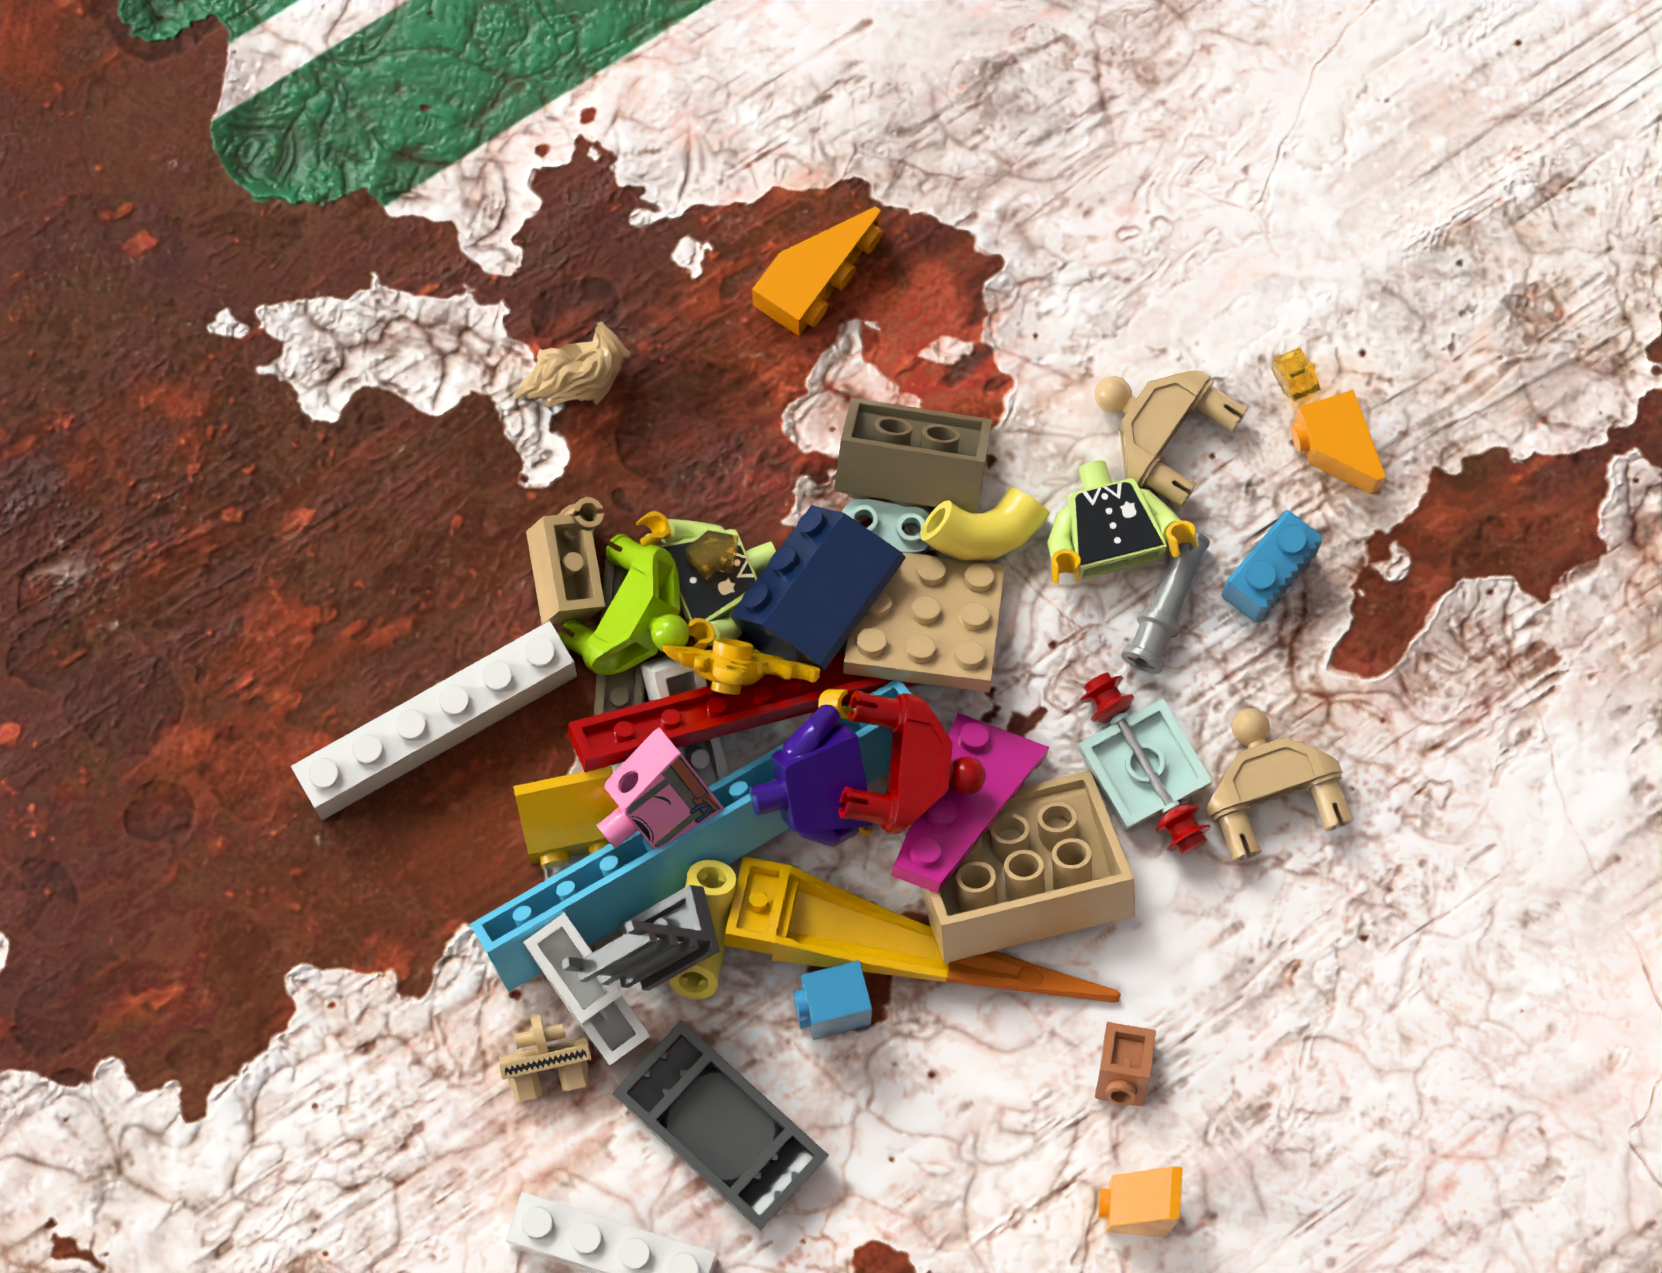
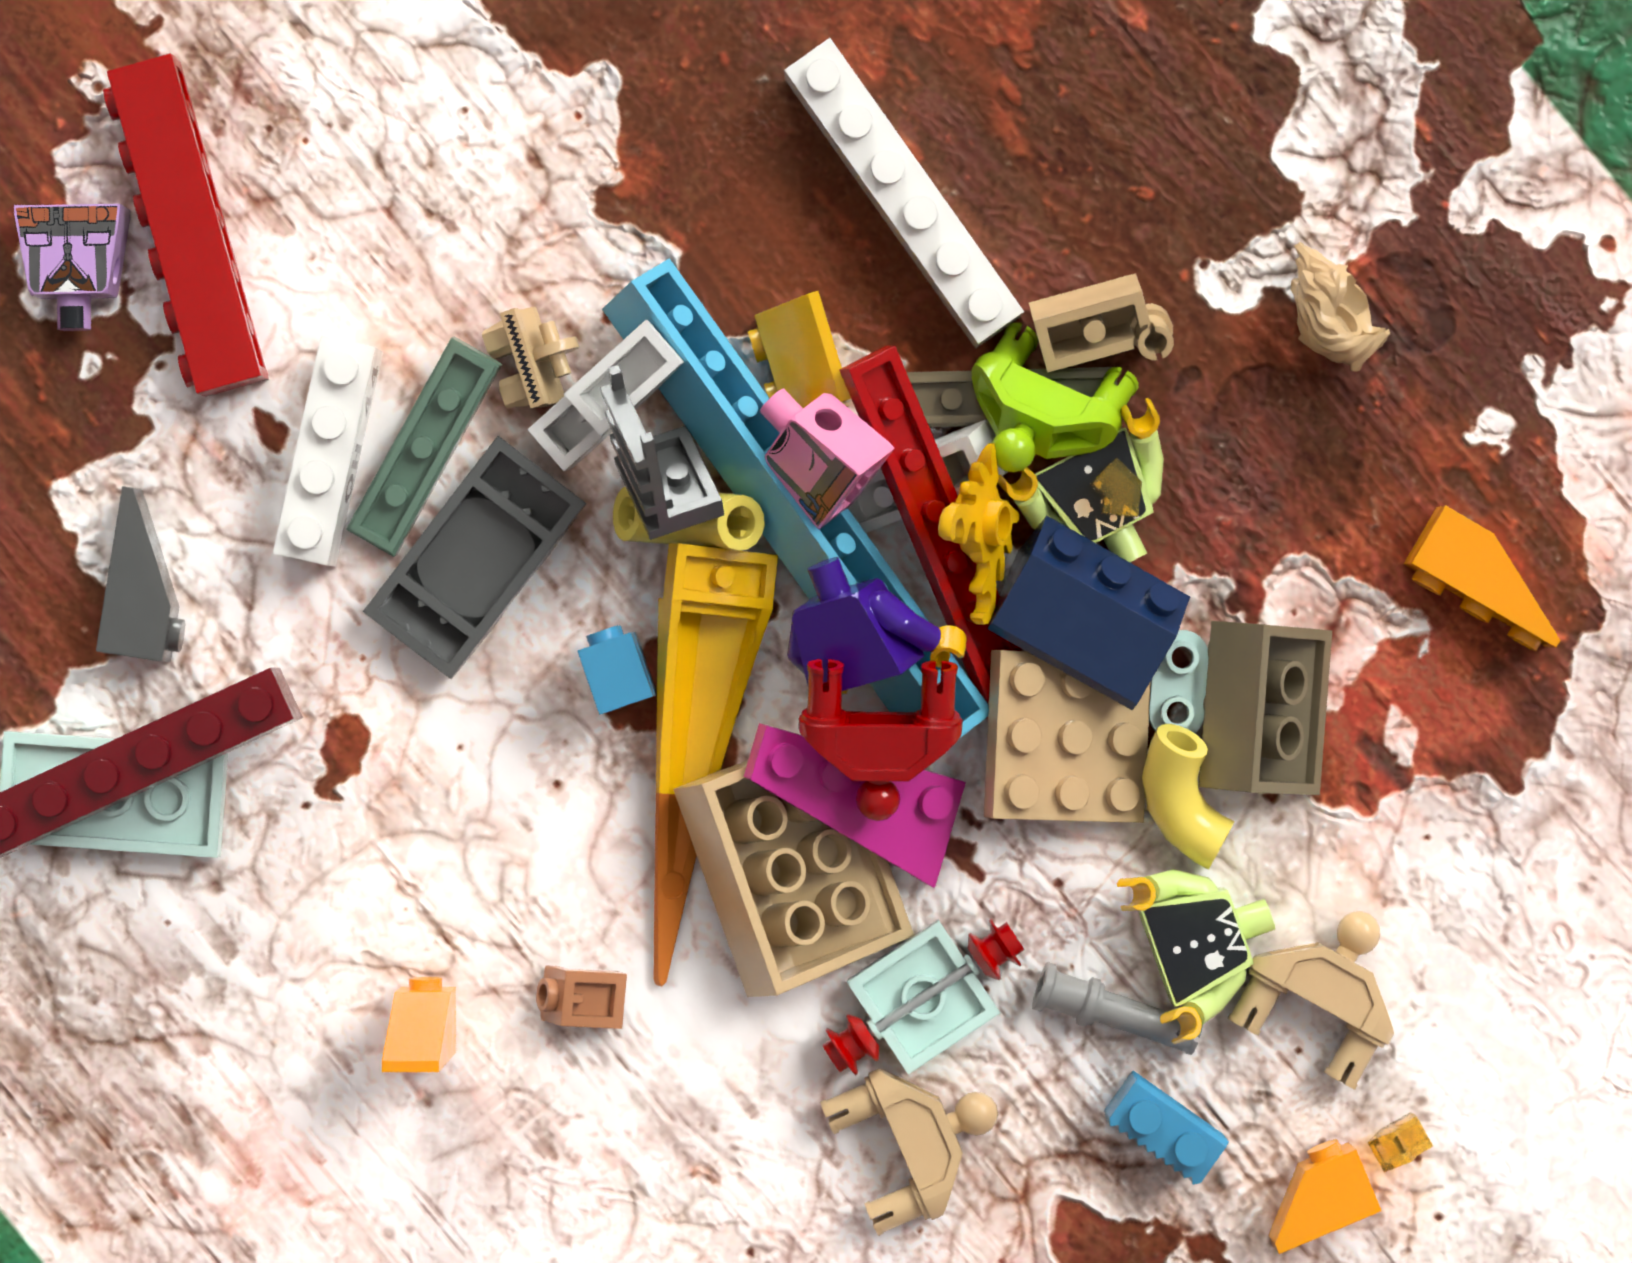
camera: 85 degrees right, 15 degrees up
(616, 1163) = (424, 446): none -> sand green tile

